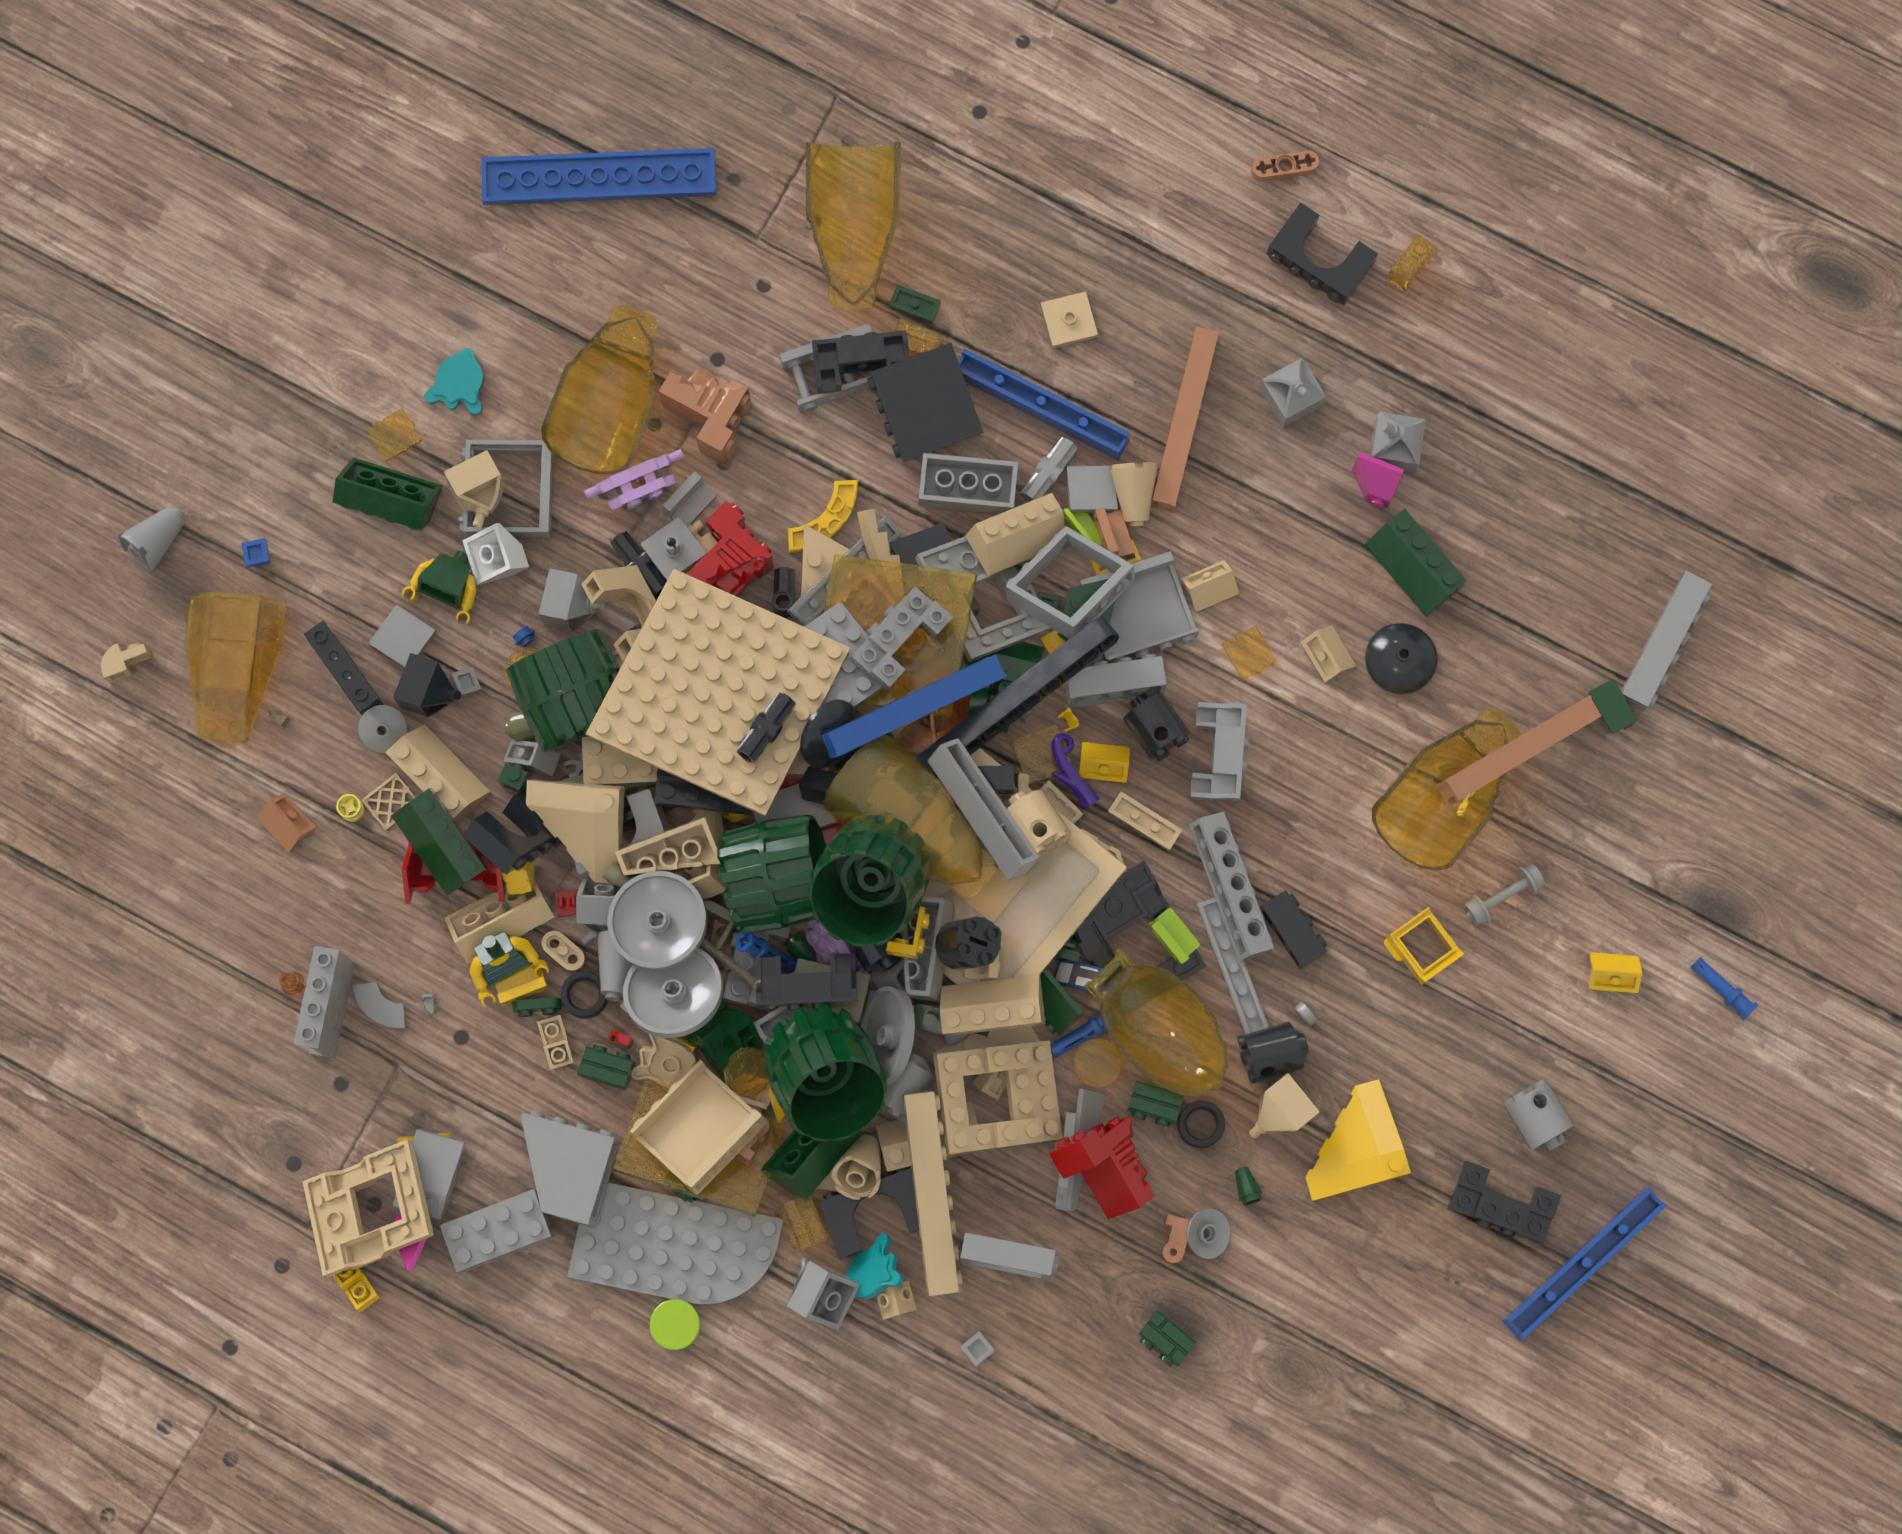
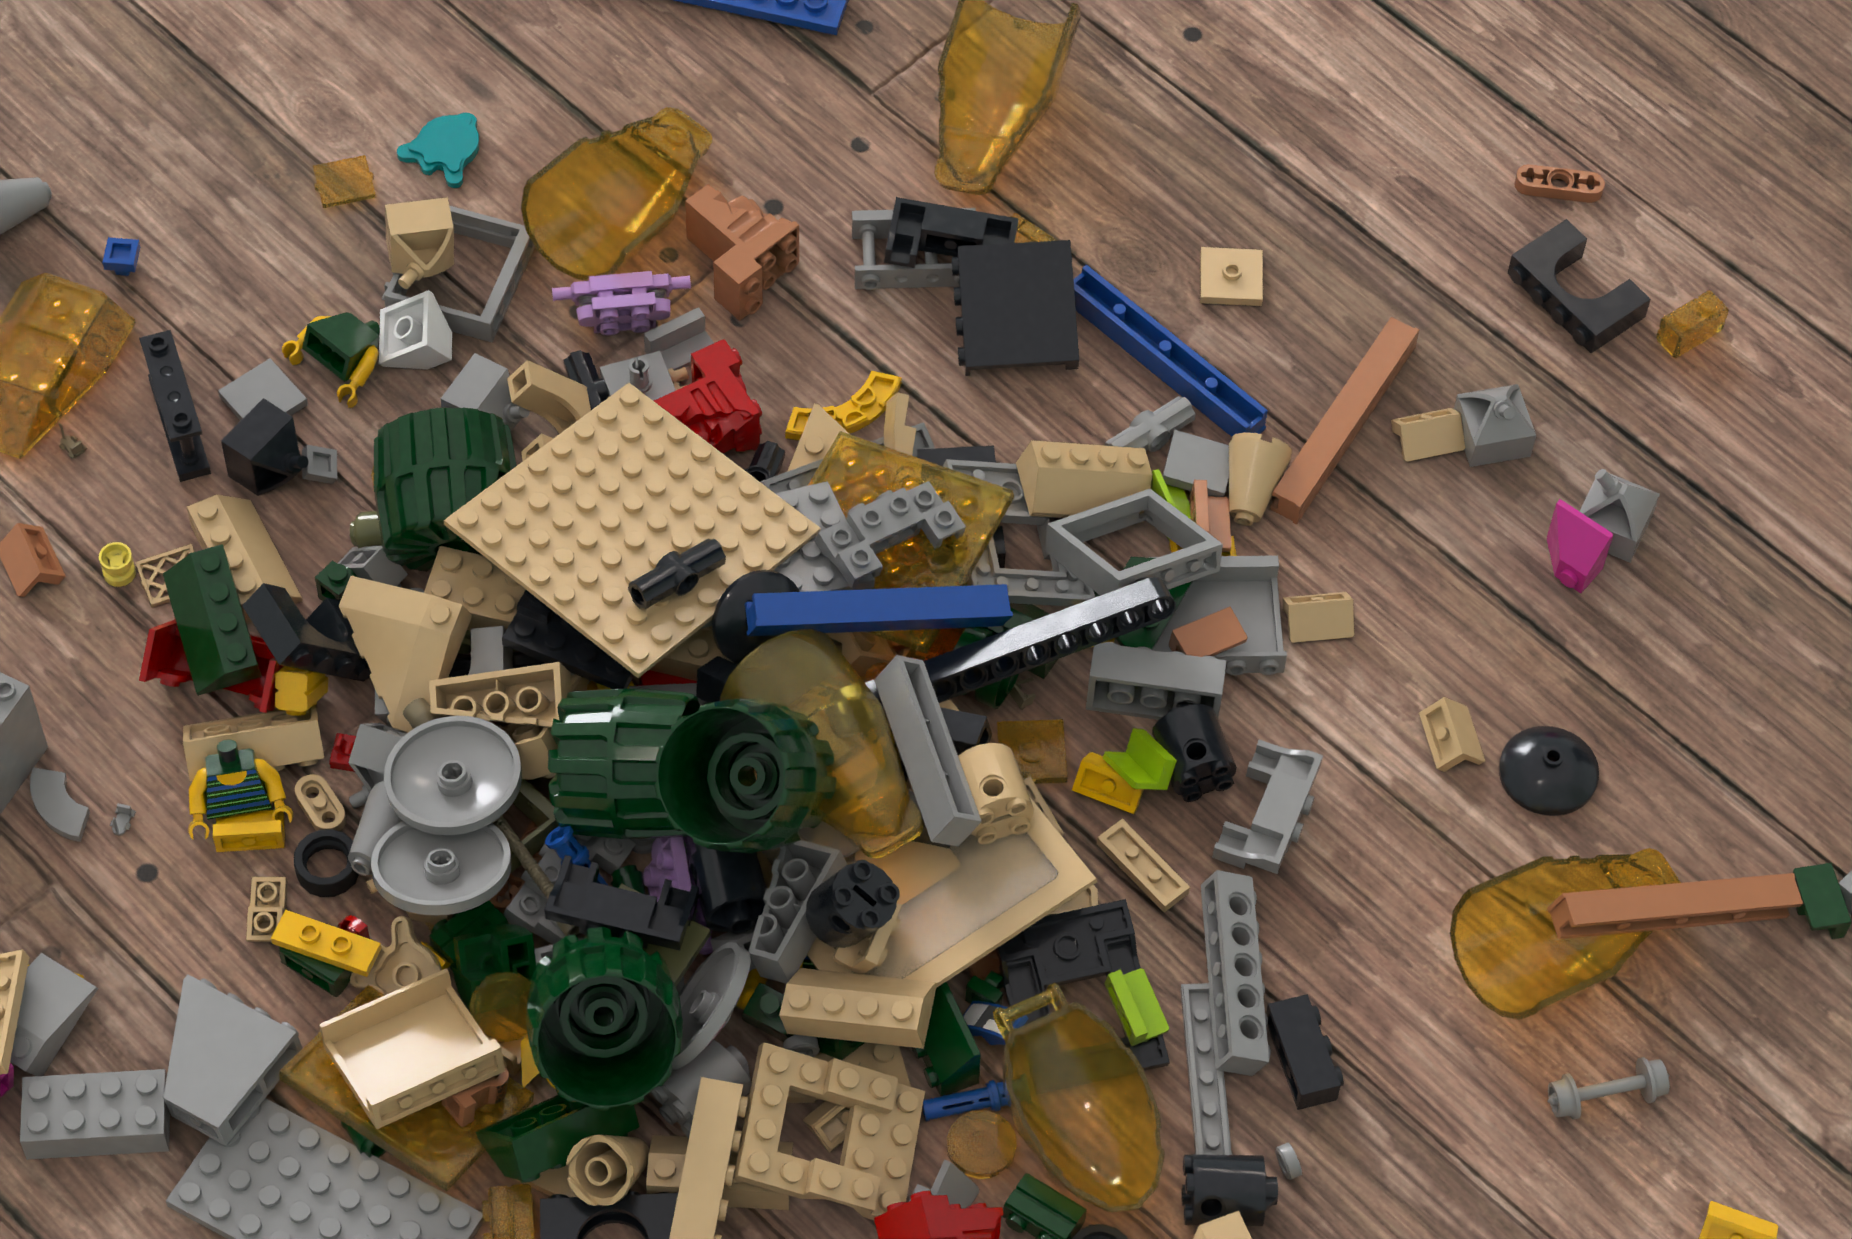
camera: 15 degrees right, 20 degrees down
(381, 716) = (205, 472): light grey dish -> none
(386, 494) = (306, 237): dark green slope -> none
(547, 1006) = (260, 857): dark green plate -> none
(609, 1062) = (326, 943): none -> yellow plate
(901, 947) = (770, 896): yellow bracket -> none
(914, 304) = (1041, 208): dark green plate -> none
(967, 484) = (1029, 407): light grey brick -> none
(1070, 776) = (1060, 783): dark purple plant -> none
(1071, 718) = (1084, 718): yellow piece -> none
(1122, 746) = (1144, 763): none -> lime panel
(1142, 633) = (1209, 634): none -> nougat panel
(1247, 410) = (1430, 434): none -> tan panel
(1249, 653) = (1346, 709): clear yellow piece -> none
(1401, 953) = (1446, 1126): yellow piece -> none
(1415, 562) = (1600, 660): dark green slope -> none

